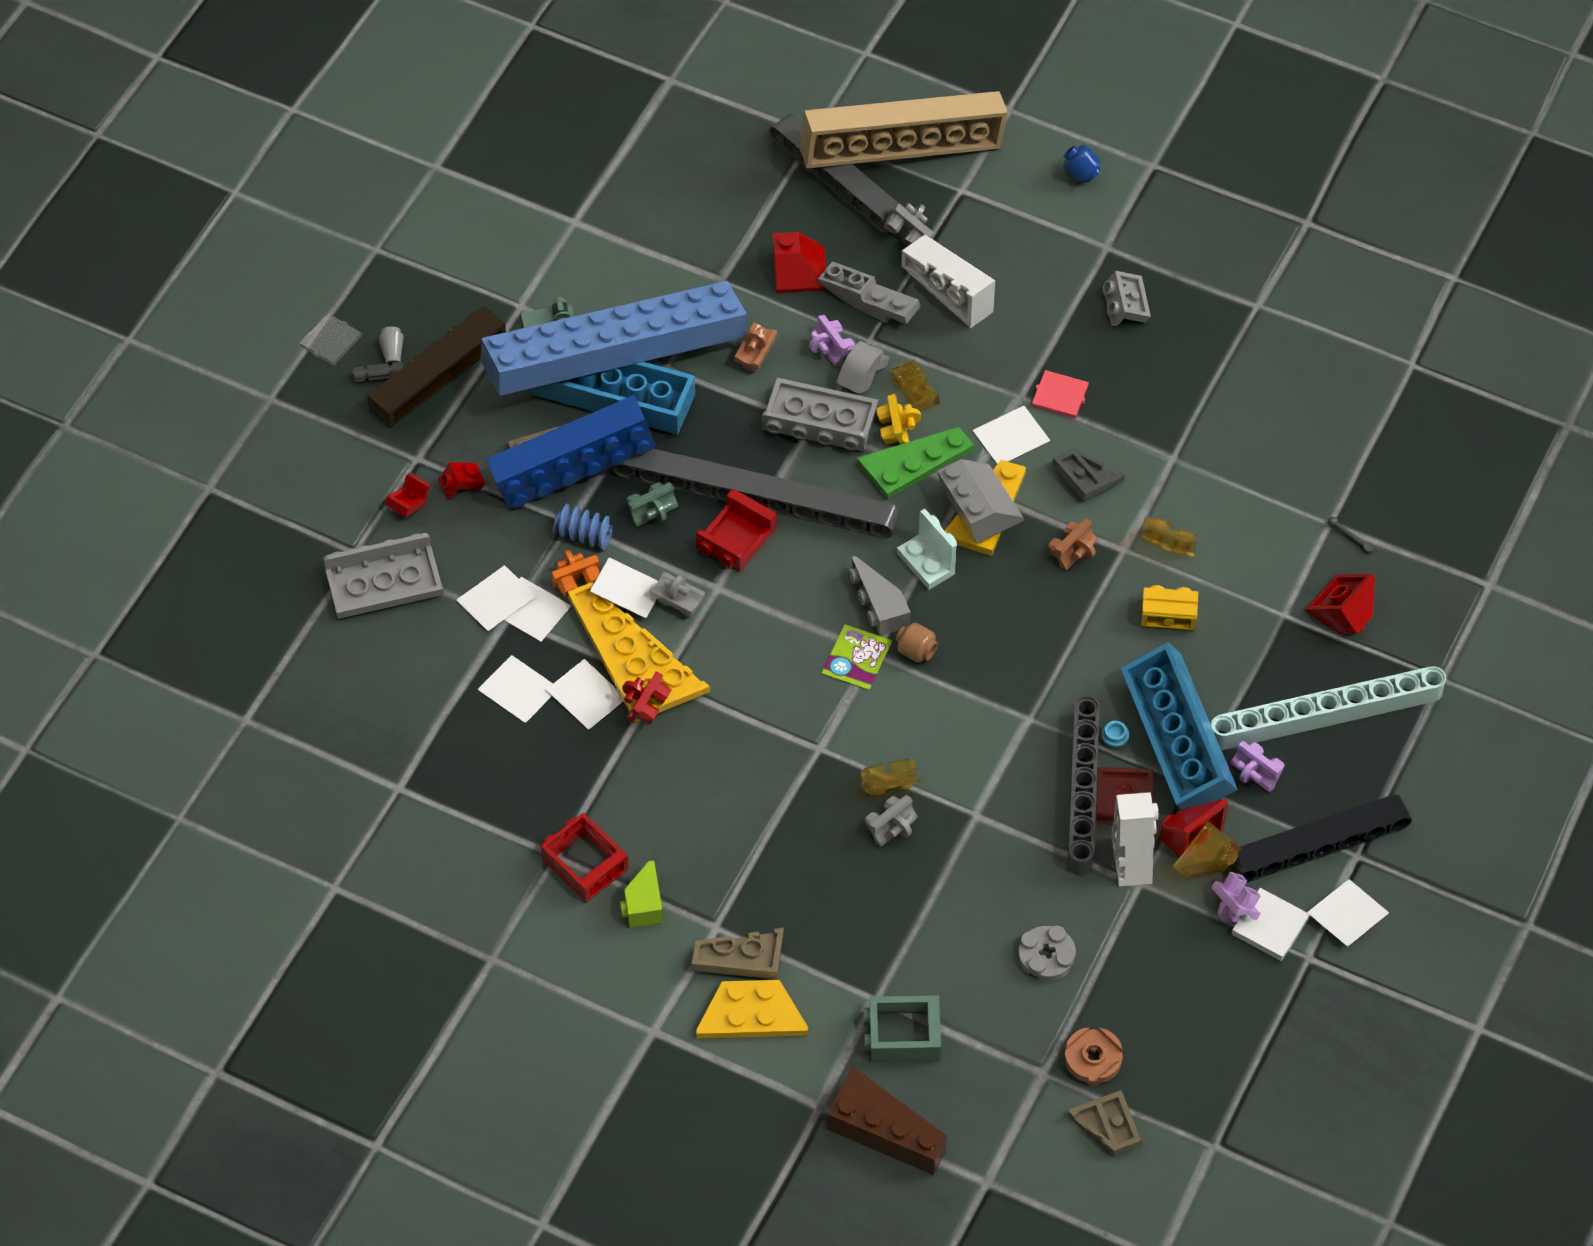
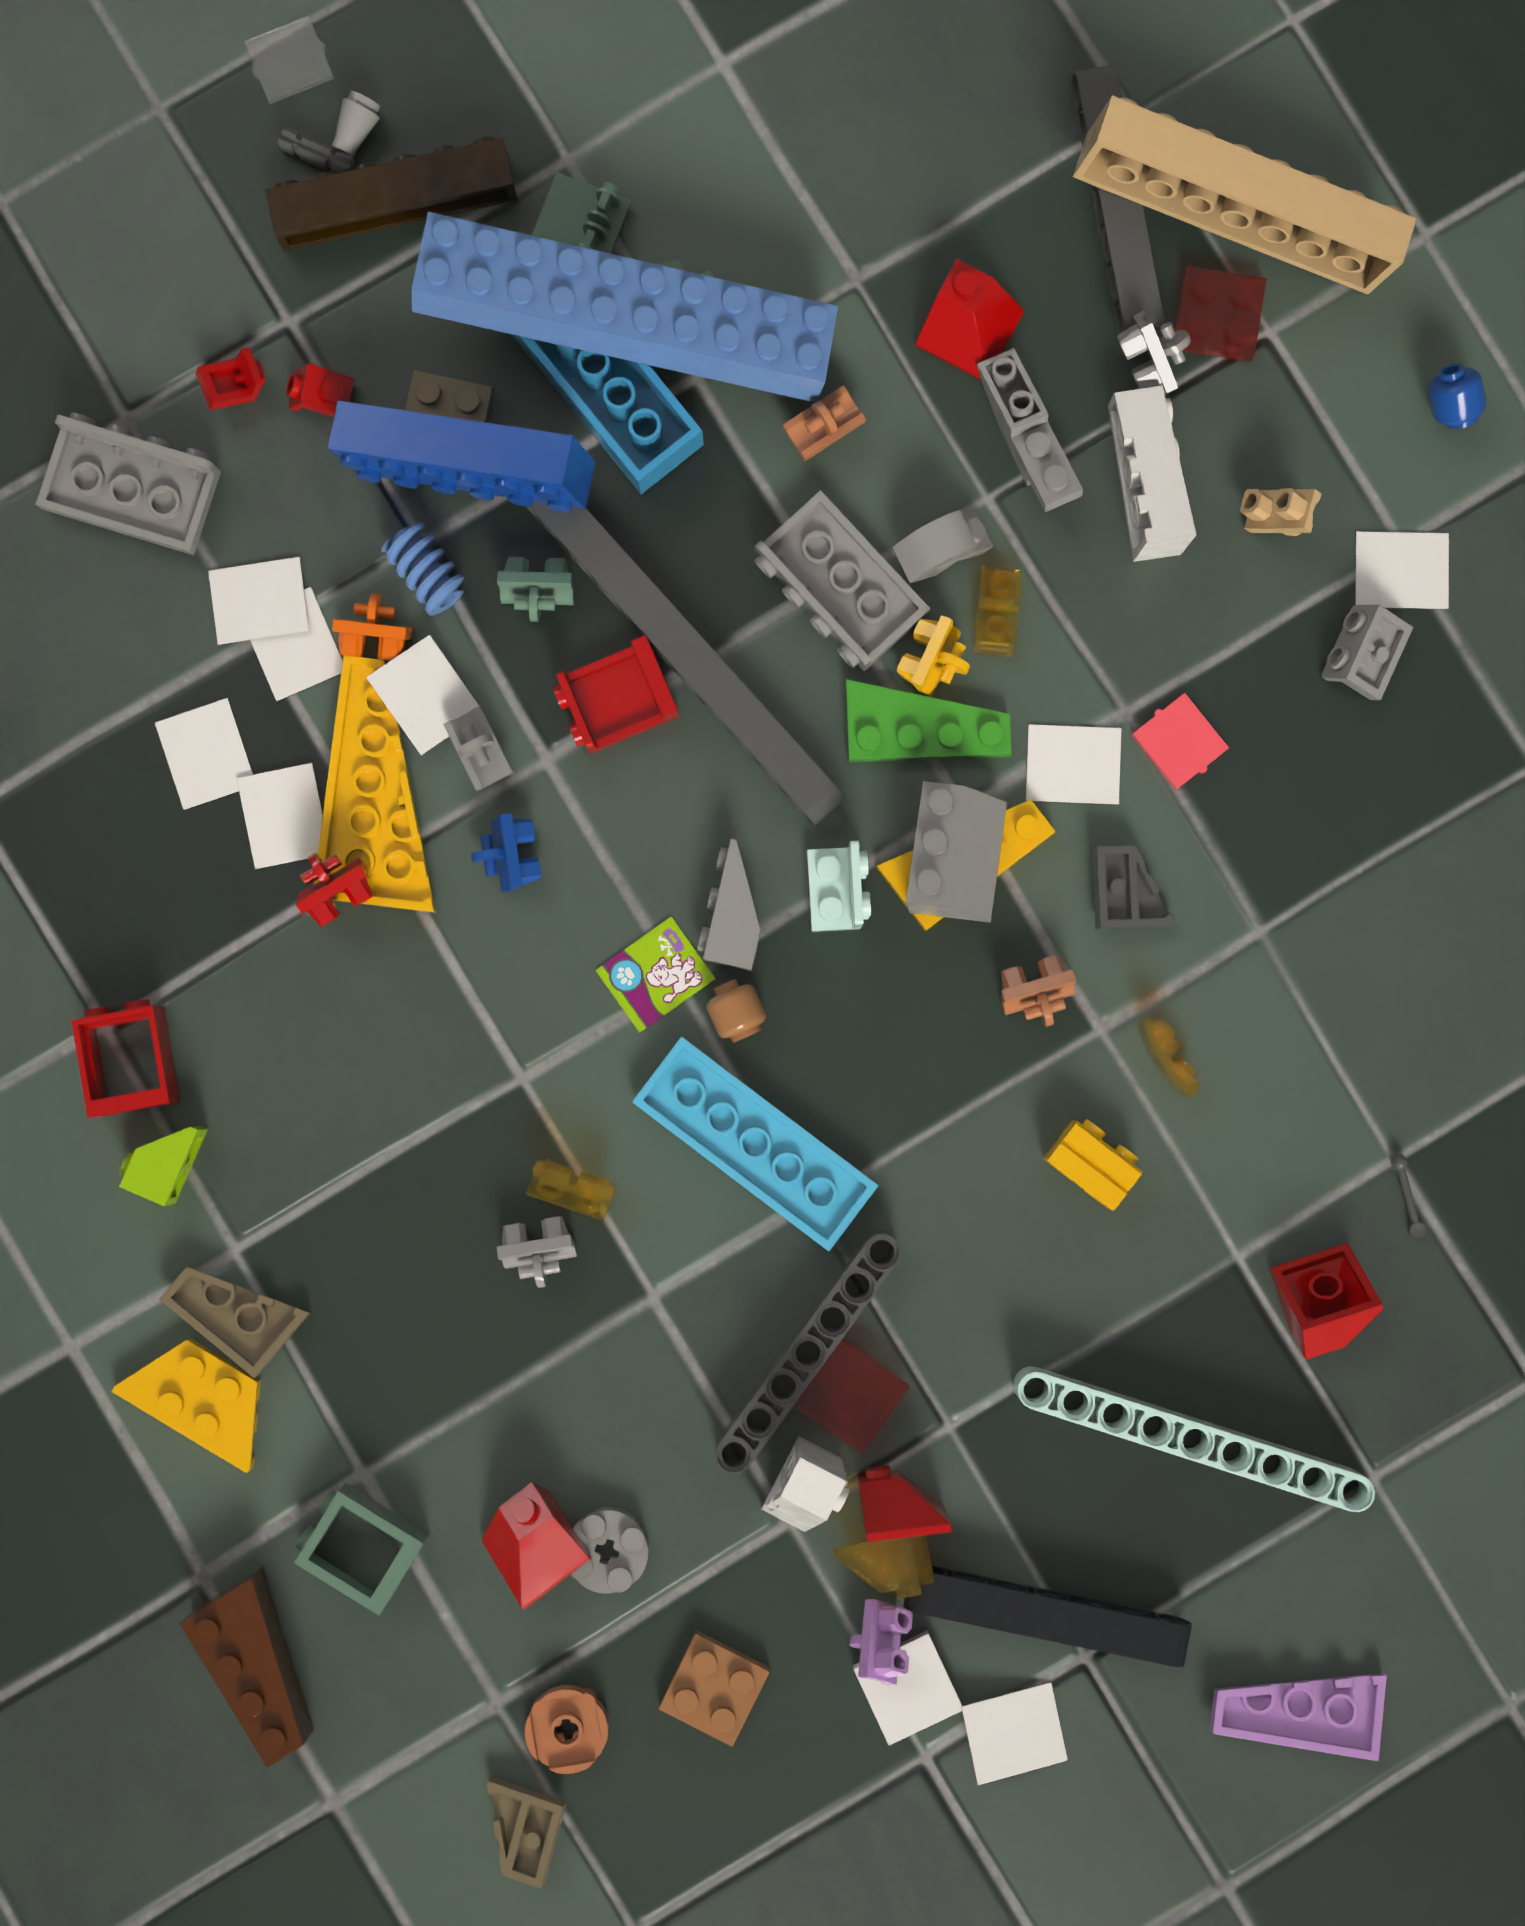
camera: 35 degrees right, 30 degrees up
(729, 637) = (506, 836): none -> blue hips
(828, 340) = (924, 473): lavender hips -> none
(932, 190) = (1220, 312): none -> clear red plate
(976, 702) = (755, 1143): none -> medium azure plate
(1000, 963) = (533, 1544): none -> slope
(1033, 257) = (1280, 510): none -> tan hips
(1115, 254) = (1402, 569): none -> white sticker
(1115, 734) = (899, 1299): medium azure plate -> none
(1162, 989) = (714, 1688): none -> medium nougat plate
(1178, 728) = (974, 1363): dark azure brick -> none
(1255, 766) = (1038, 1464): lavender hips -> none
(1505, 805) = (1314, 1715): none -> lavender wing

